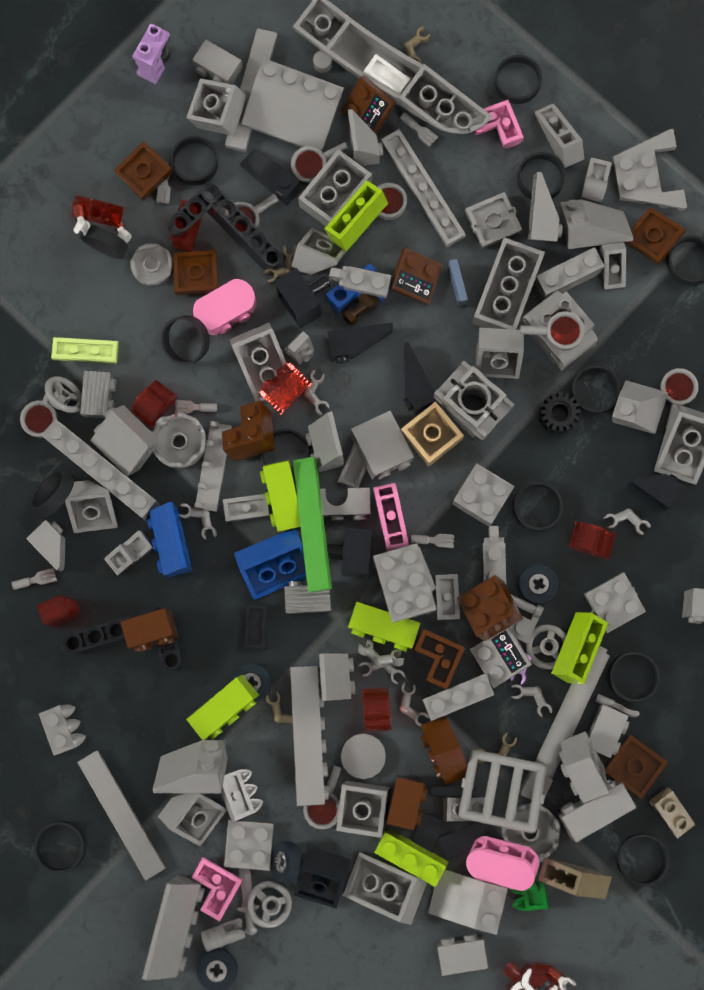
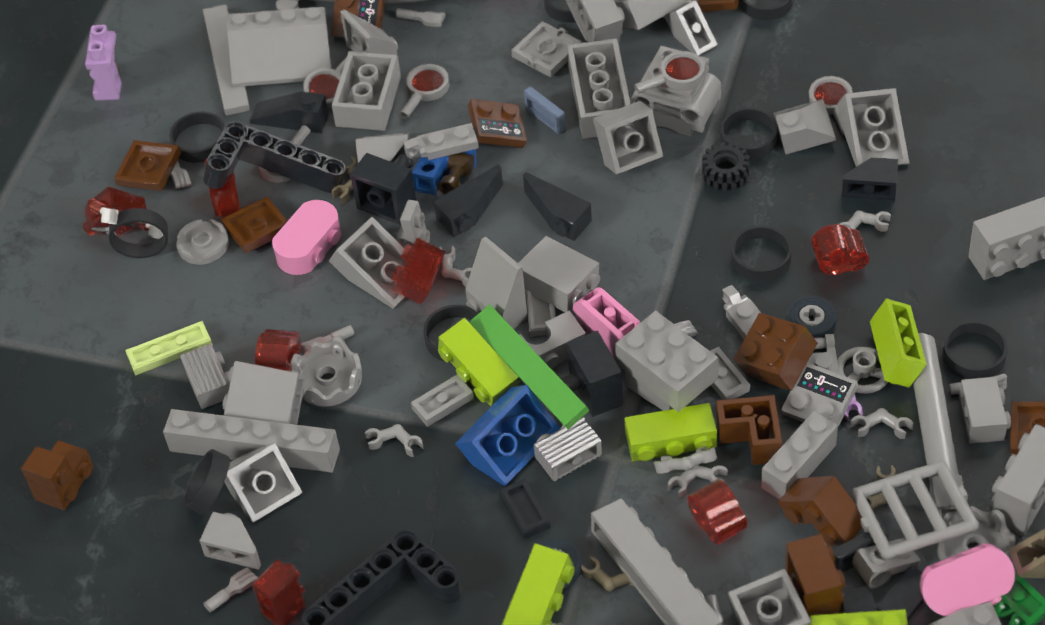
camera: 30 degrees left, 30 degrees down
(38, 416) = (146, 429): piece -> none
(61, 396) = (167, 393): light grey piece -> none
(129, 553) = (332, 508): light grey slope -> none
(149, 629) = (403, 541): reddish brown brick -> none
(166, 344) = (255, 271): black tyre -> none
(169, 540) = (373, 464): blue slope -> none
(212, 469) = (380, 382): light grey hinge -> none
(216, 107) = (198, 77): light grey brick -> none
(217, 64) = (178, 51): light grey brick -> none
(253, 436) = (406, 328): reddish brown brick -> none
(335, 676) = (647, 497): light grey slope -> none
(356, 215) = (402, 95): lime brick -> none
(363, 756) = (731, 568): light grey tile -> none
(405, 705) = (749, 501): light grey arm -> none
(423, 188) = (458, 56): light grey plate -> none
(432, 434) = (606, 236): tan brick -> none
(470, 381) = (628, 183): light grey piece -> none
(482, 495) = (695, 266): light grey brick -> none
(569, 273) = (664, 33): light grey brick -> none
(583, 767) = (984, 434): light grey brick -> none
(615, 601) = (905, 287): light grey plate -> none

